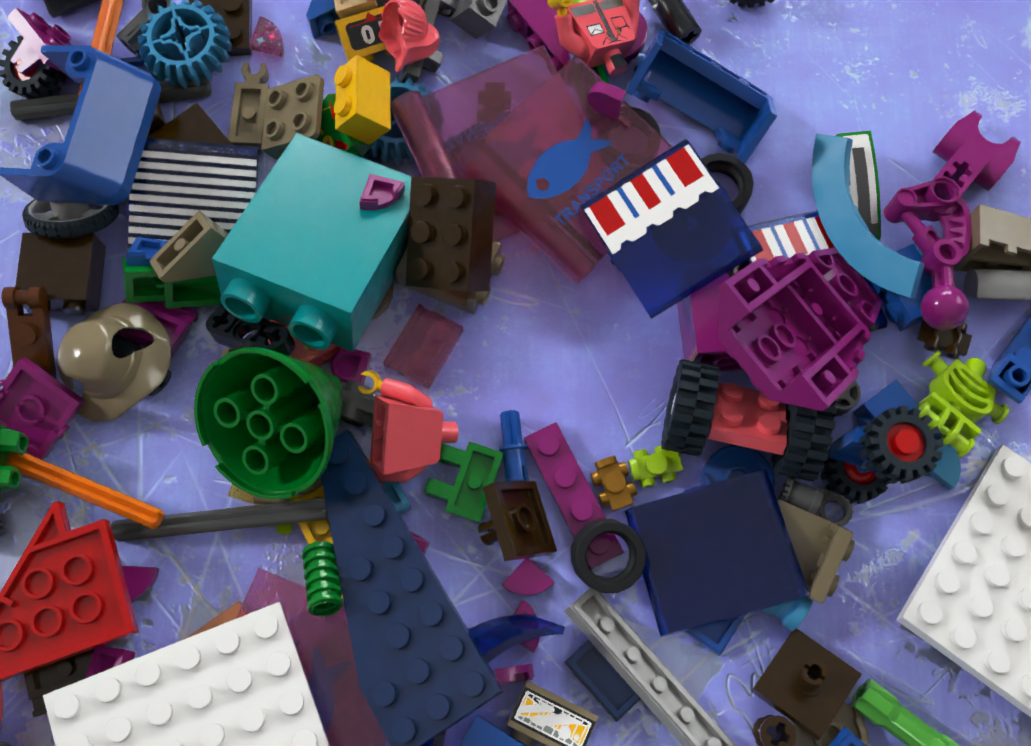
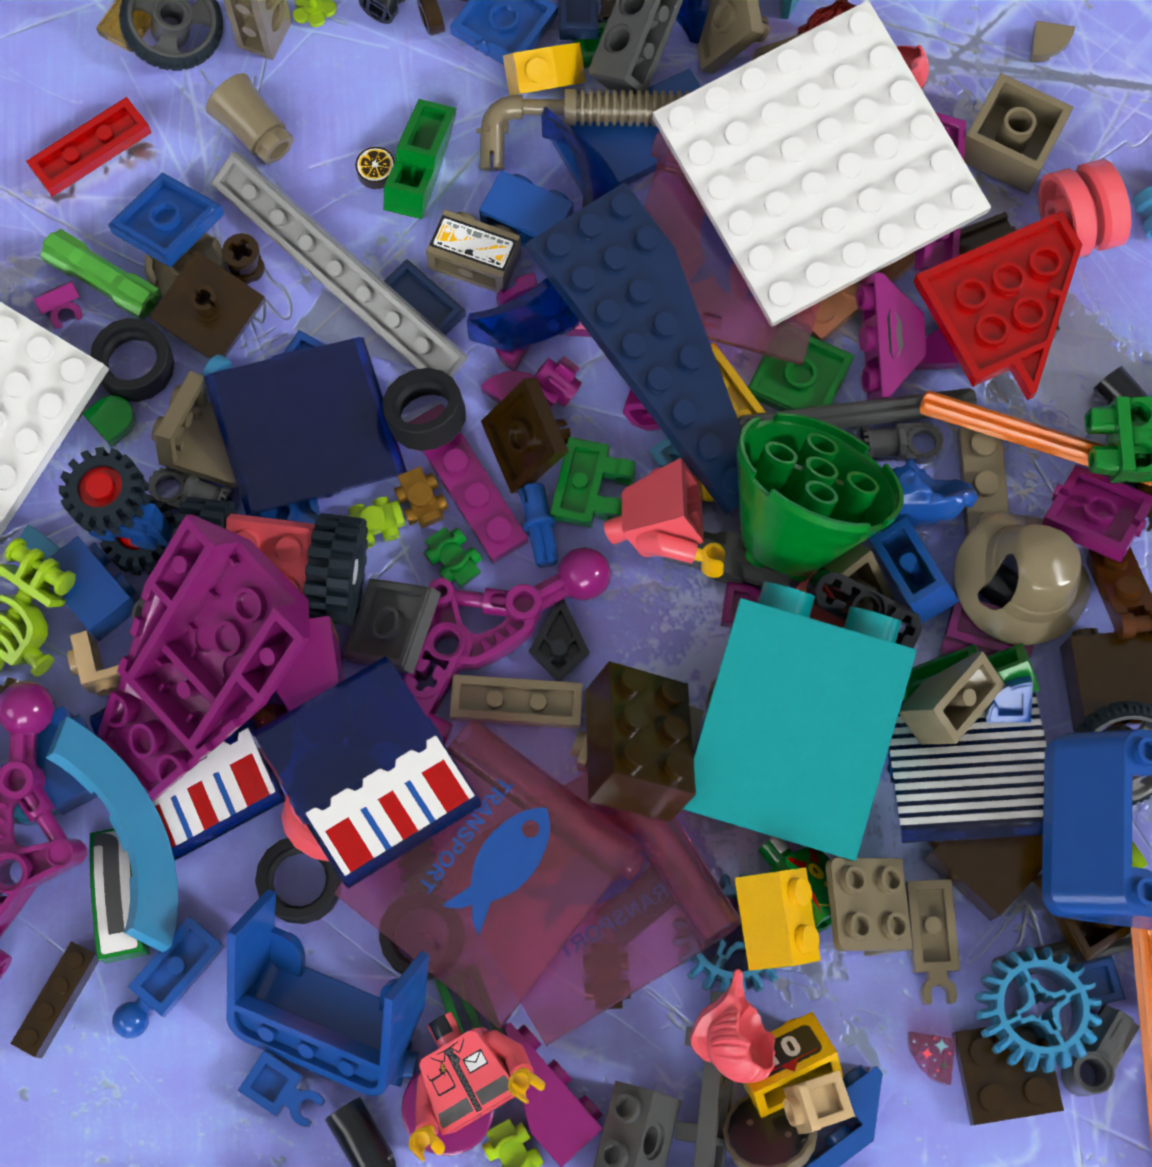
camera: 175 degrees right, 0 degrees up
(127, 449) = (983, 467): none -> dark tan plate
(171, 436) = (930, 499): none -> blue piece
(175, 585) = (890, 335): none -> magenta slope
(189, 493) = (898, 441): none -> dark grey connector
(193, 356) = (914, 570): none -> blue brick
(259, 549) = (796, 386): none -> green tile
(321, 579) = (731, 350): green piece -> none
(380, 191) = (732, 775): magenta tile -> none
(423, 346) = (659, 635): clear pink plate -> none
(482, 396) = (581, 575): none -> magenta piece
(486, 575) = (558, 380): none -> magenta gear
(505, 348) = (559, 643): none -> black piece
(544, 303) = (516, 701): none -> dark tan plate
(591, 433) = (456, 563): none -> green piece
(606, 99) = (454, 952): magenta tile -> none
(643, 365) = (391, 624): none -> dark grey plate
(733, 54) = (275, 1086): none -> blue plate
(799, 143) = (167, 978): none -> blue plate
(845, 646) = (129, 330): none -> black tyre
(888, 583) = (111, 418): none -> green tile
(890, 357) = (87, 663): none -> tan bracket
(898, 123) = (55, 1000): none -> dark brown piece
(949, 706) = (57, 299): none -> magenta tile

